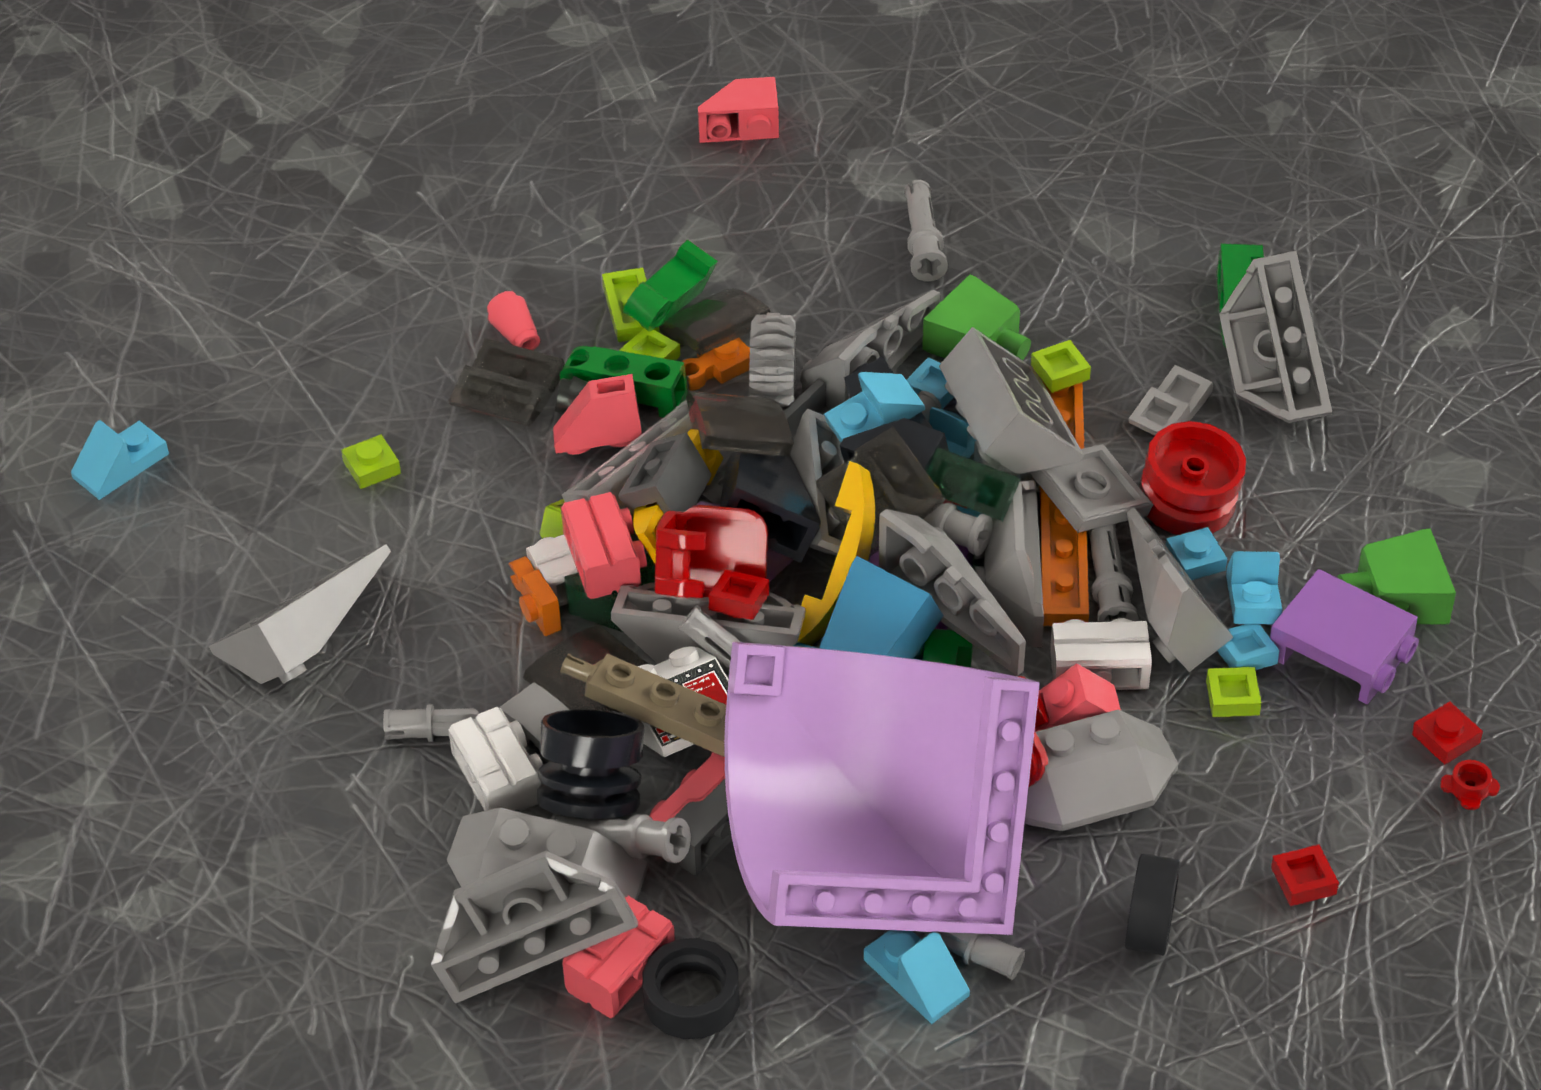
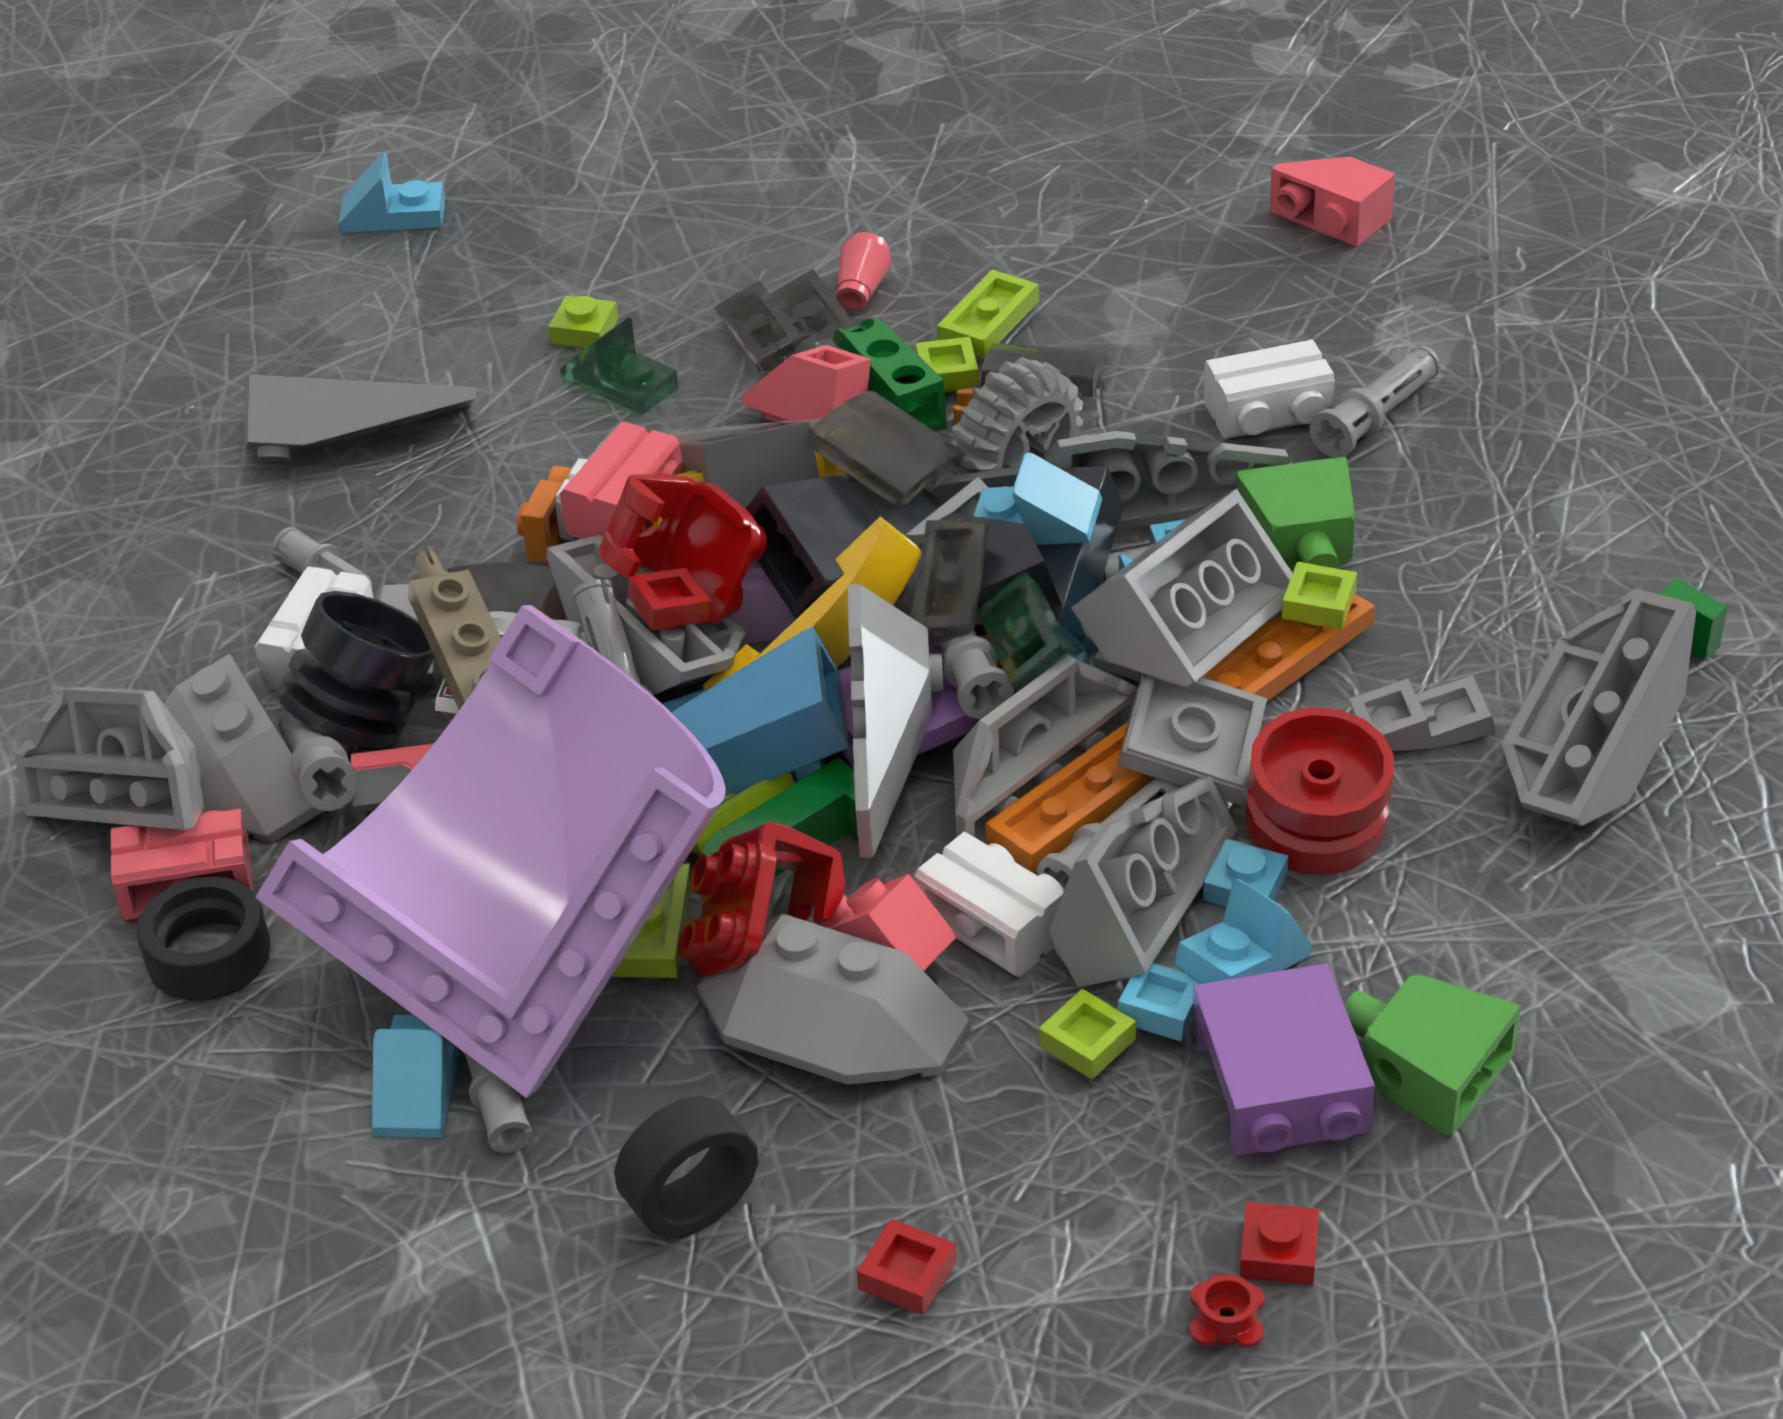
camera: 45 degrees right, 5 degrees down
(431, 481) = (620, 373): none -> clear green slope
(671, 287) = (1025, 311): green leg -> none
(860, 258) = (1268, 389): none -> white brick

